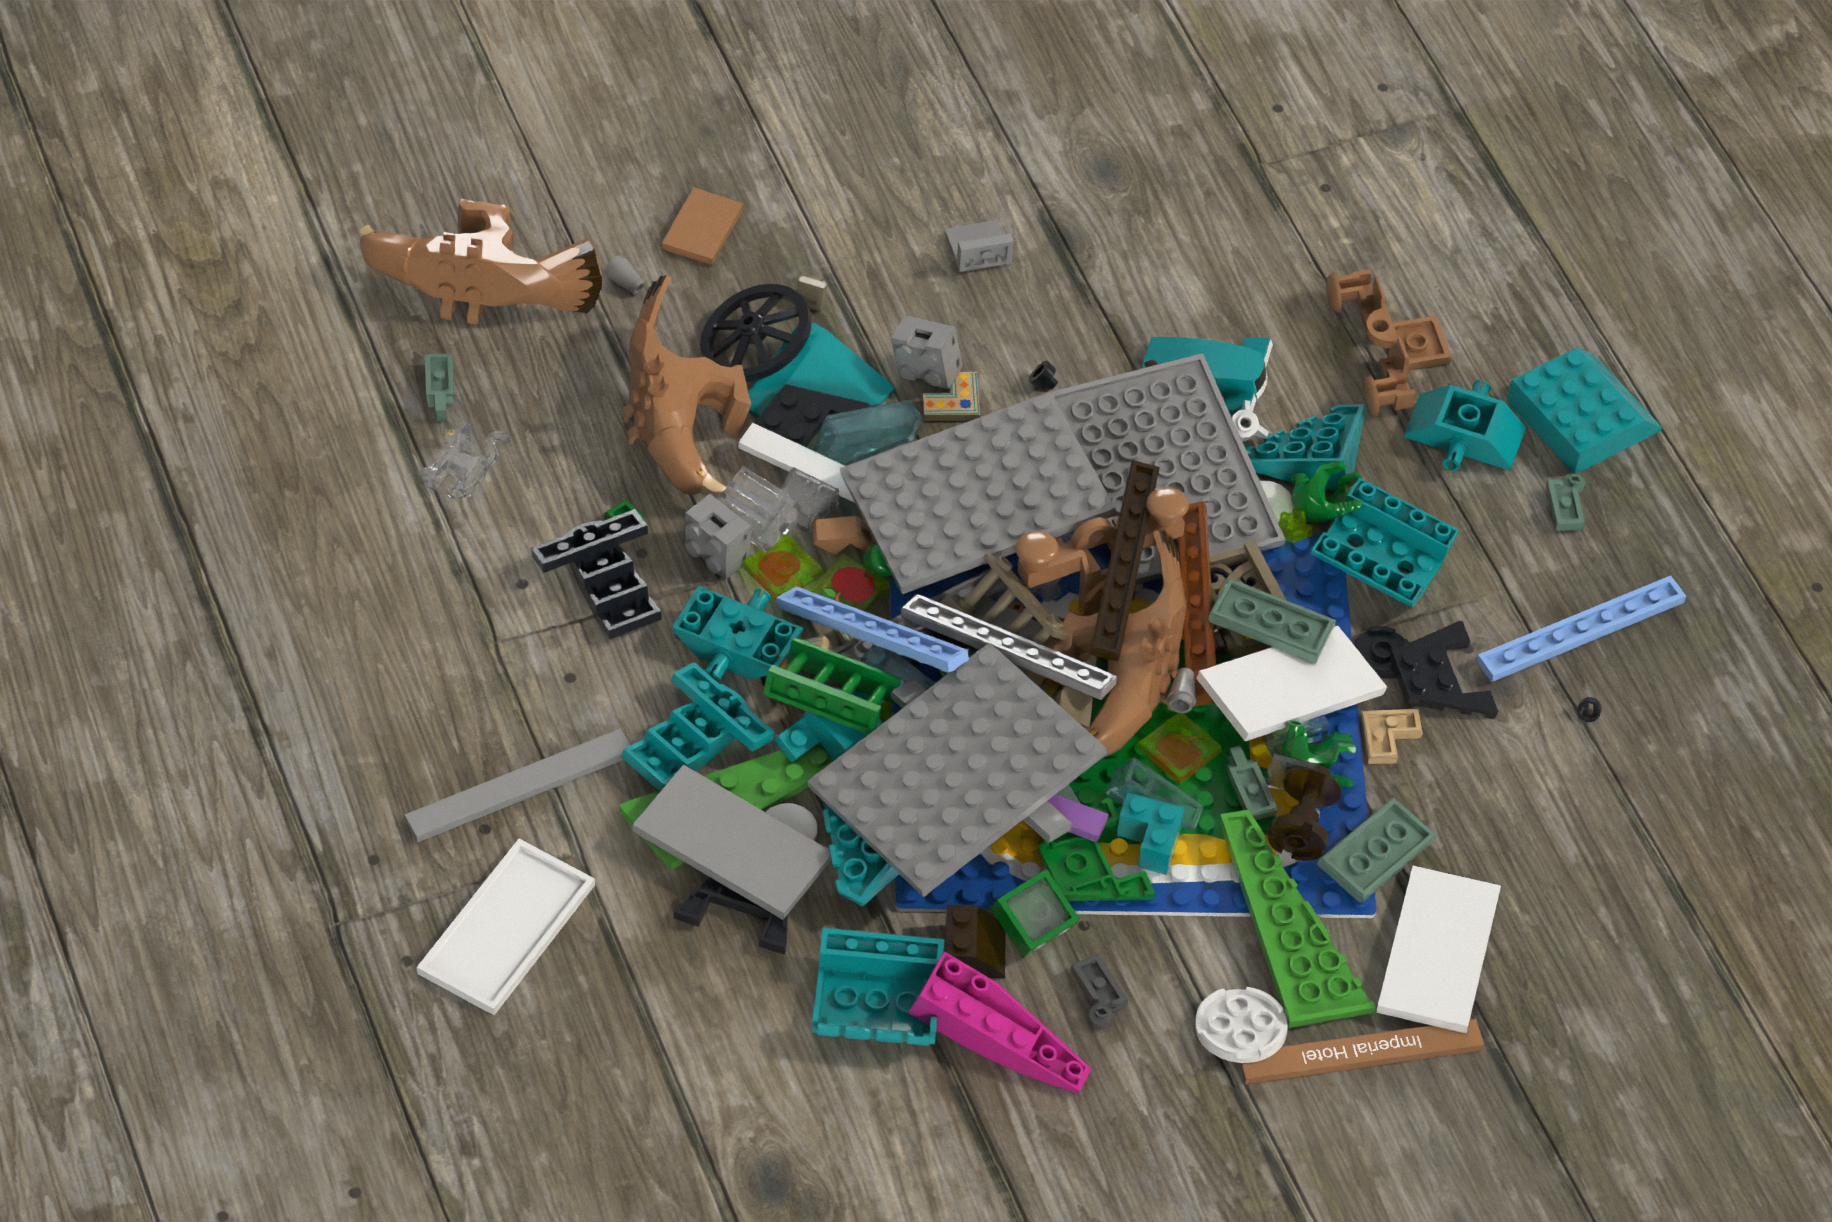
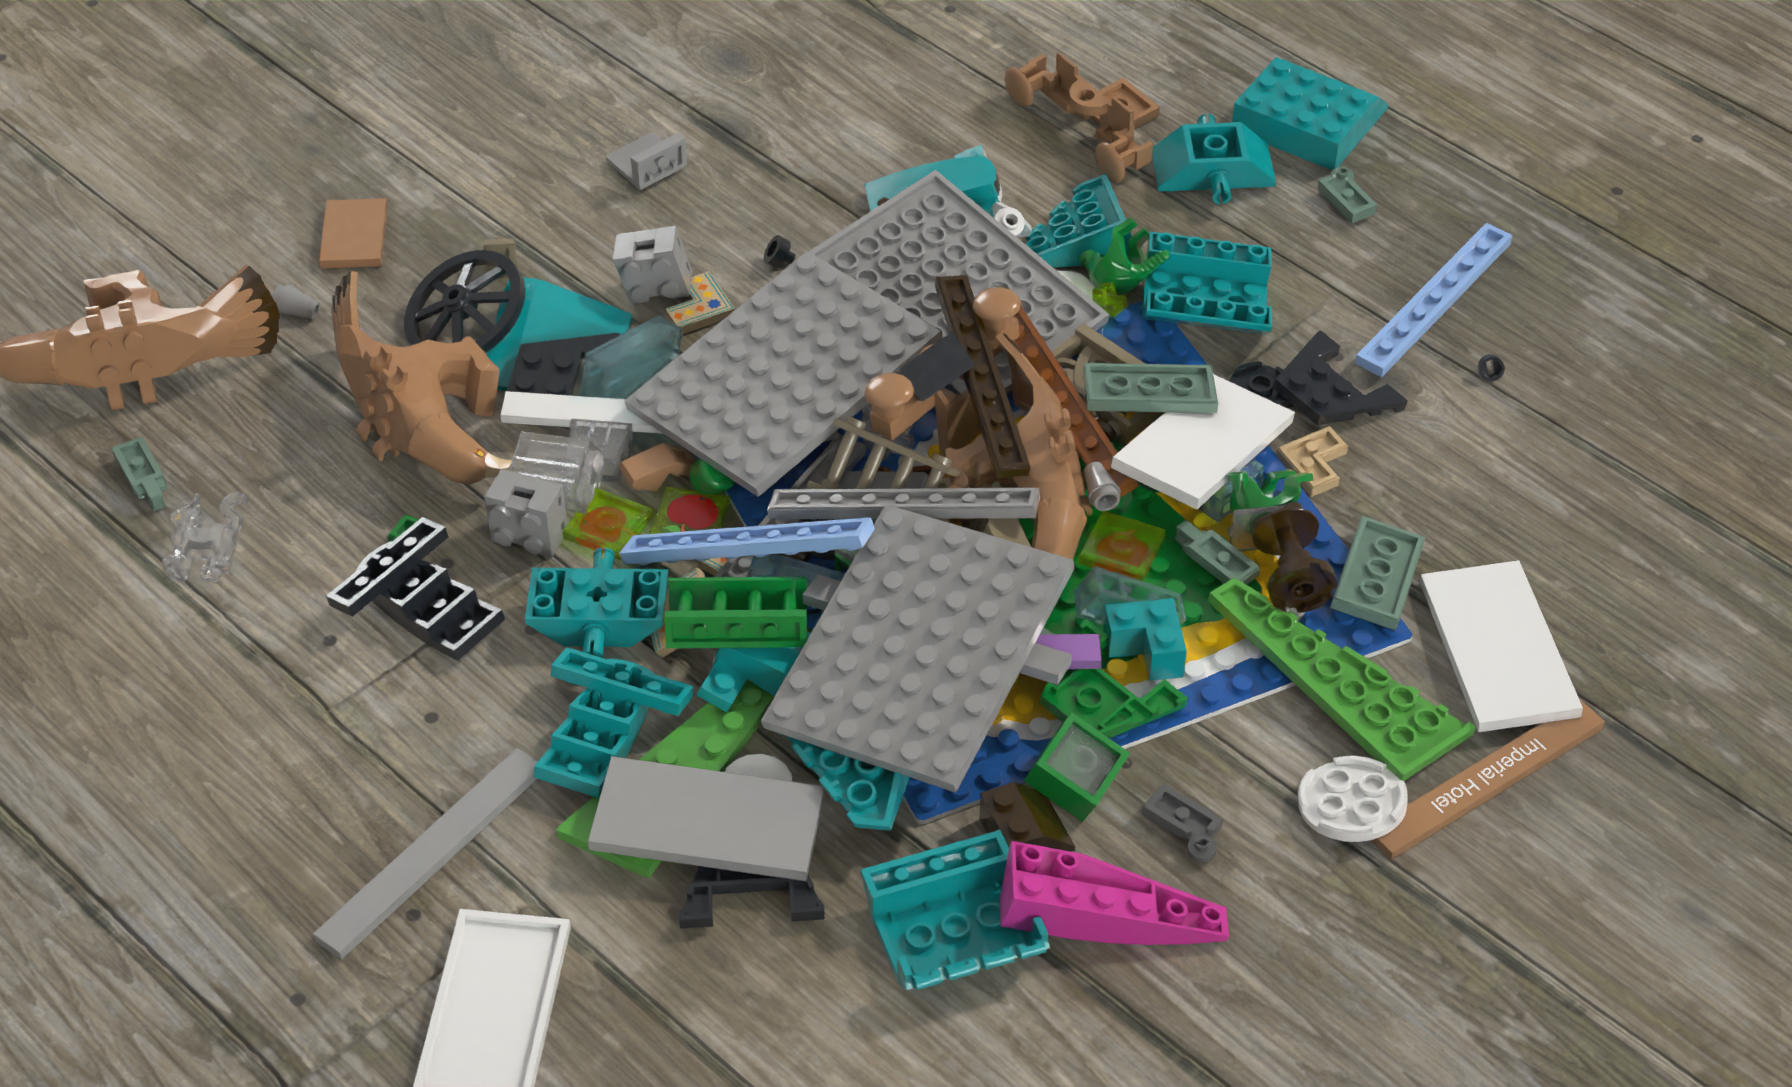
camera: 20 degrees left, 5 degrees down
(1087, 541) = (936, 366): none -> black panel

